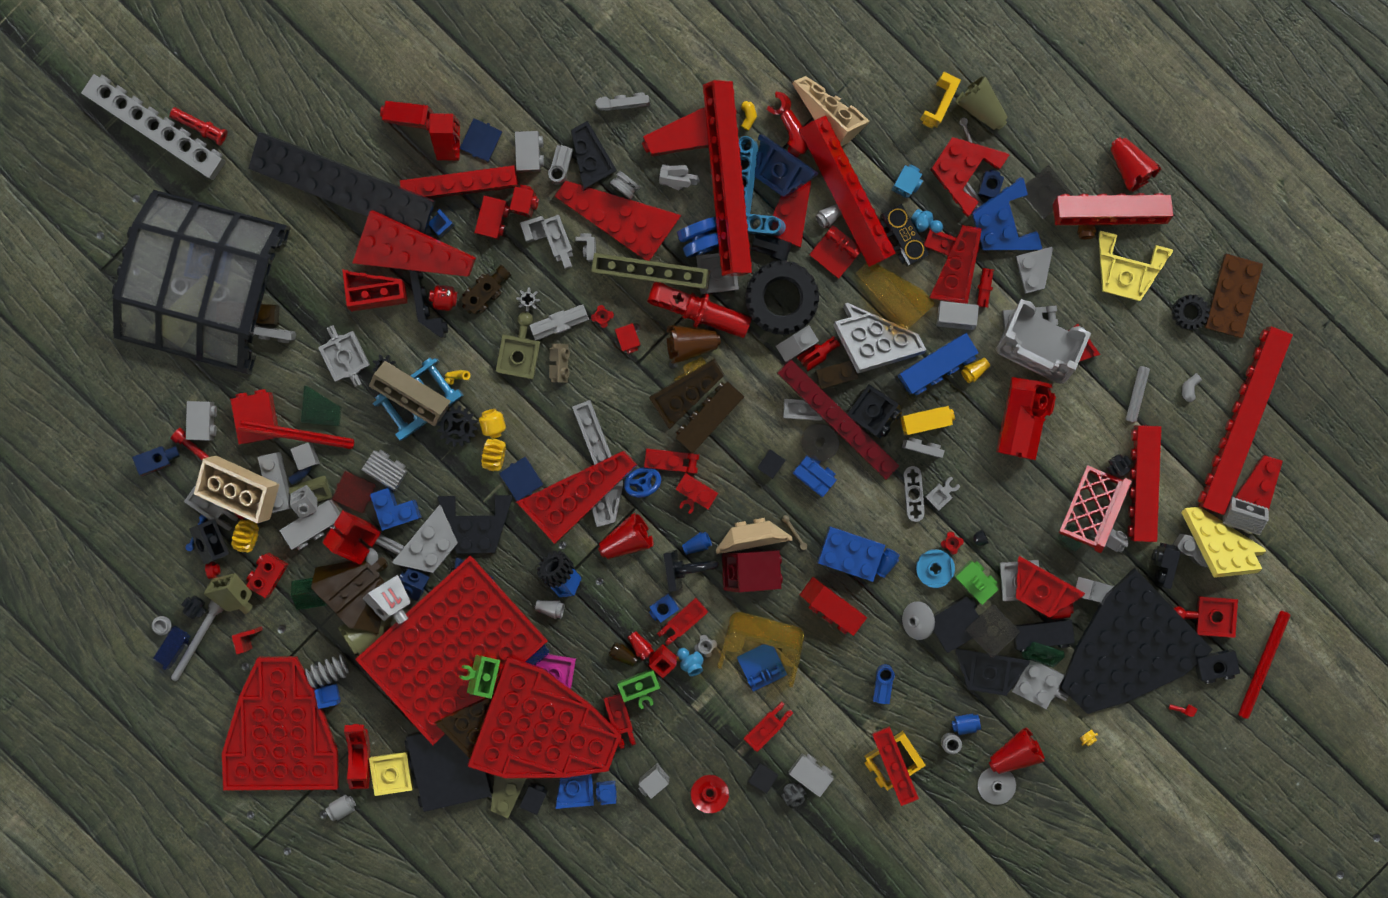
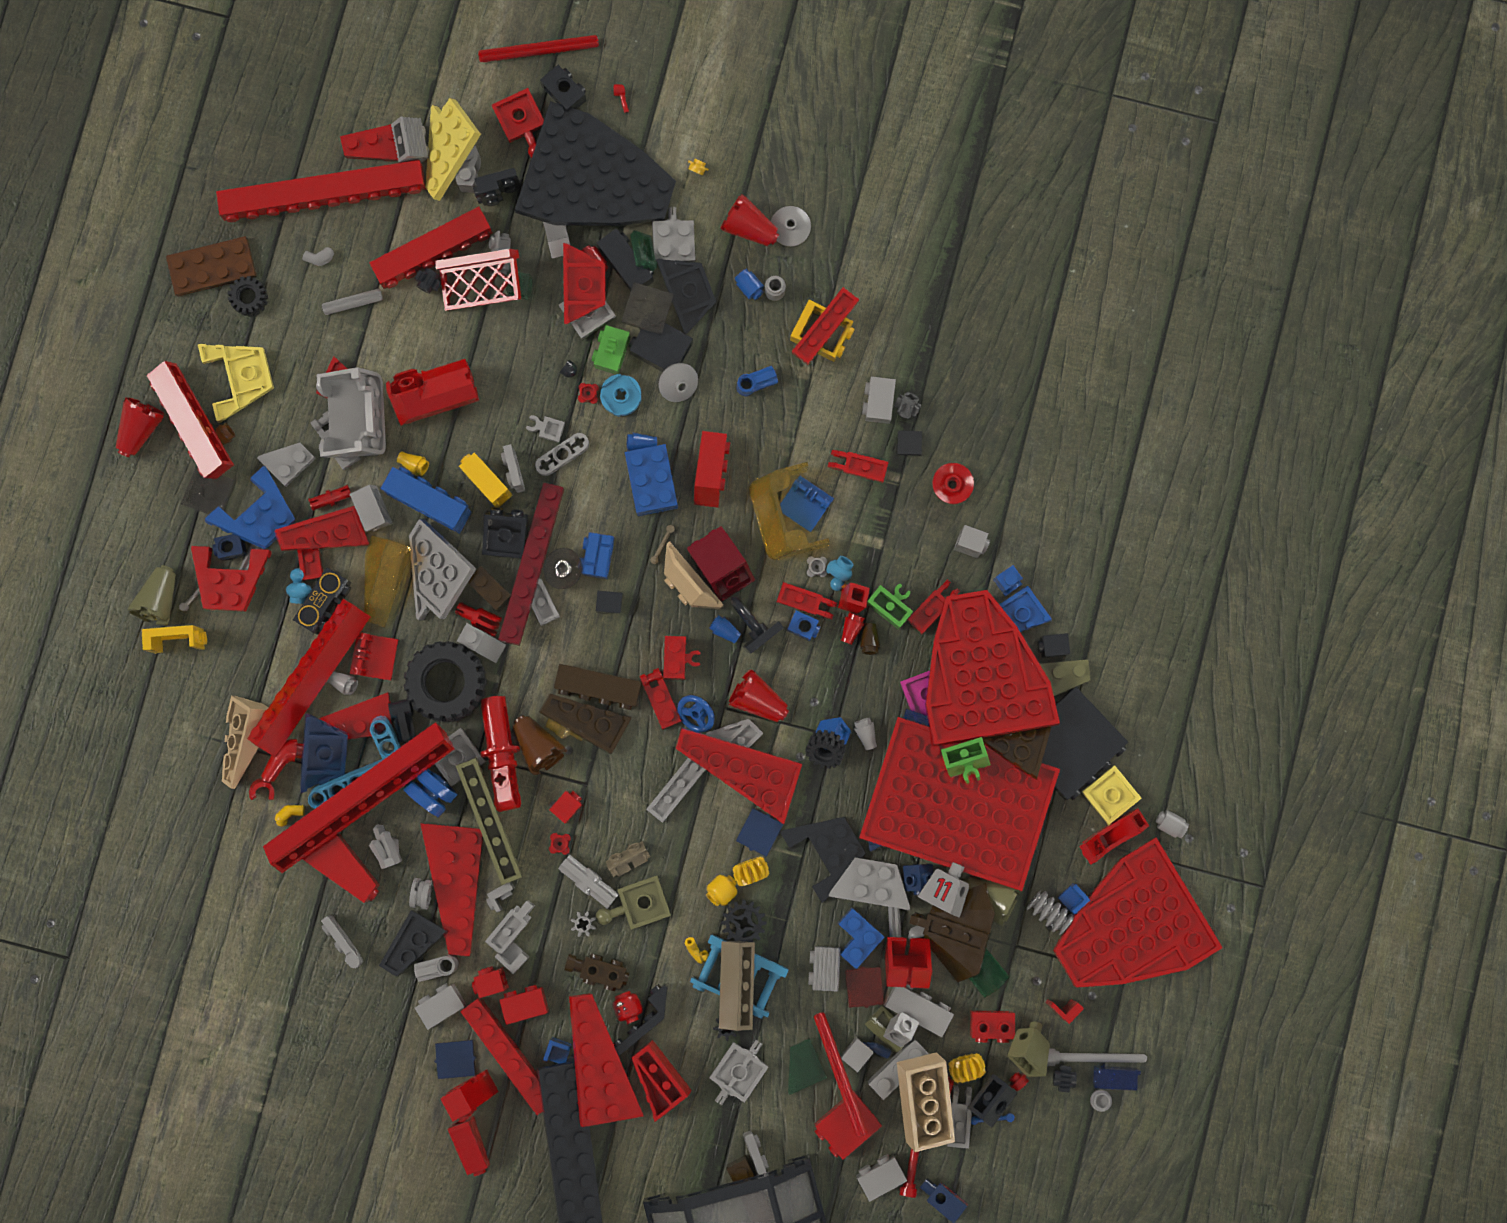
camera: 125 degrees left, 5 degrees down
(907, 181) = (268, 626): dark azure brick -> none

